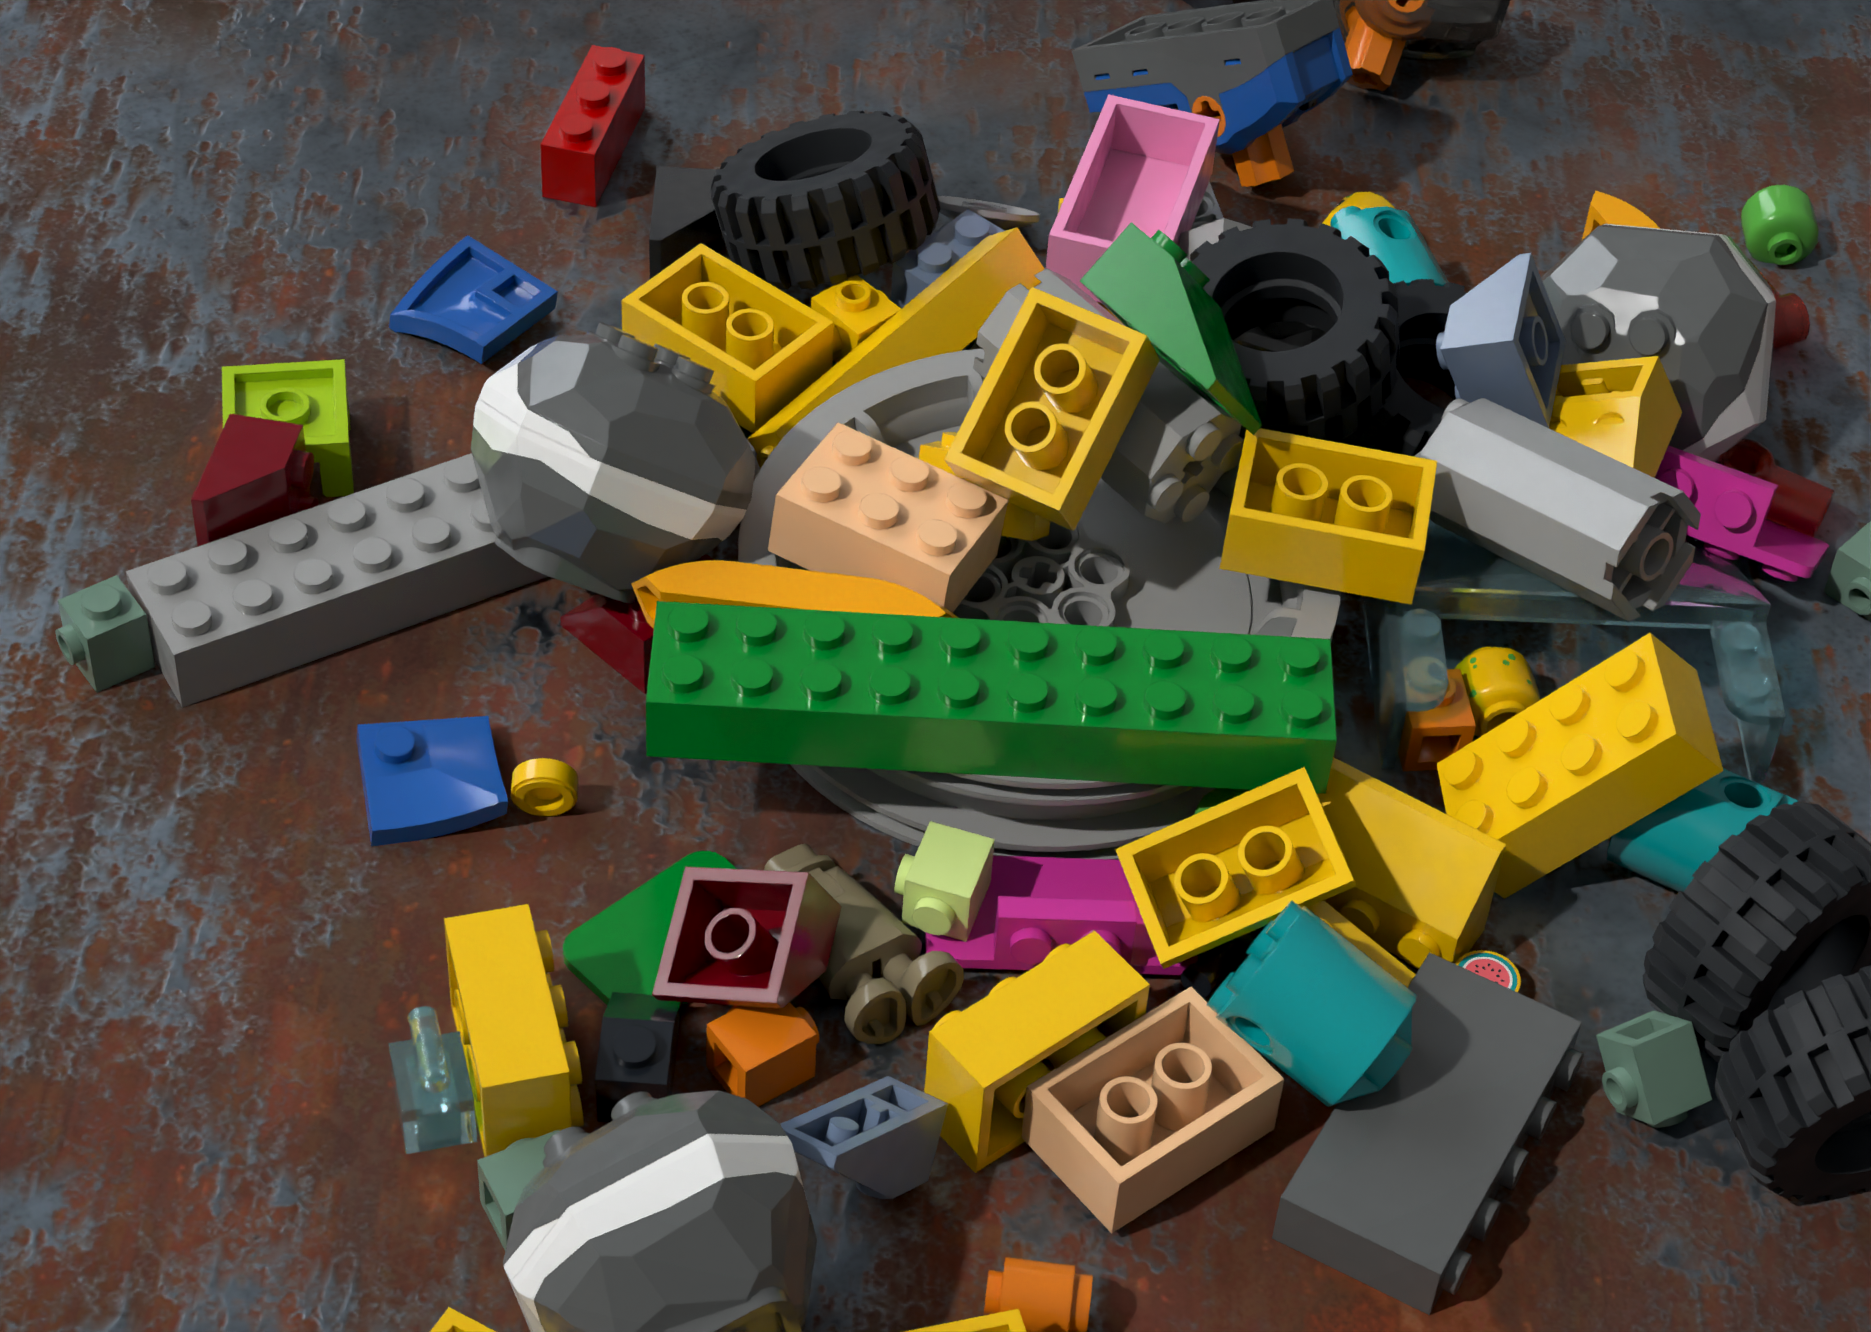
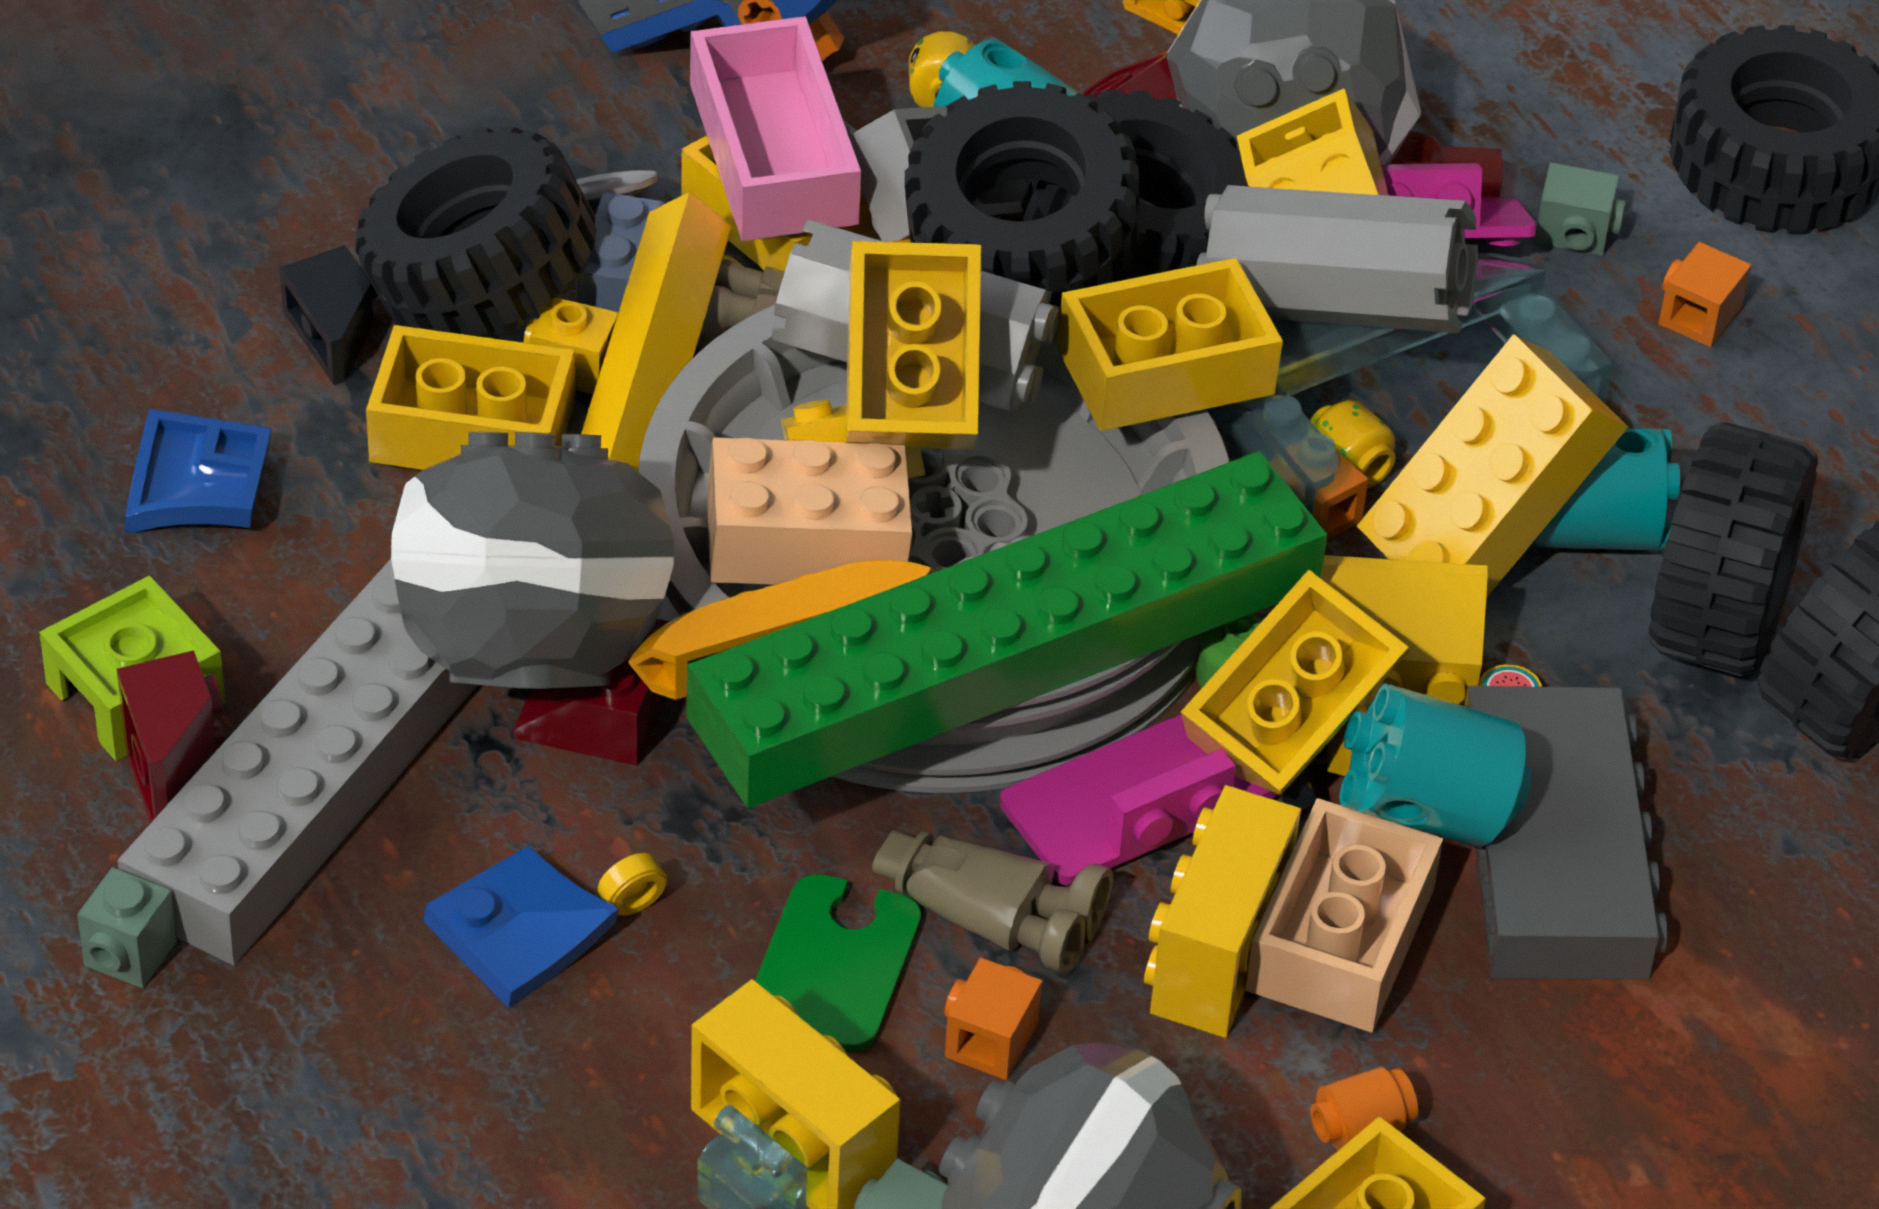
camera: 30 degrees left, 0 degrees up
(593, 126) = (173, 252): red brick -> none
(636, 1049) = (911, 1061): black slope -> none
(746, 937) = (929, 928): dark red slope -> none
(873, 1136) = (1163, 1026): sand blue slope -> none
(945, 881) = (1044, 805): yellowish green brick -> none
(1163, 296) = (946, 204): slope -> none
(1505, 342) = (1212, 131): sand blue slope -> none
(1653, 1069) = (1694, 700): sand green brick -> none

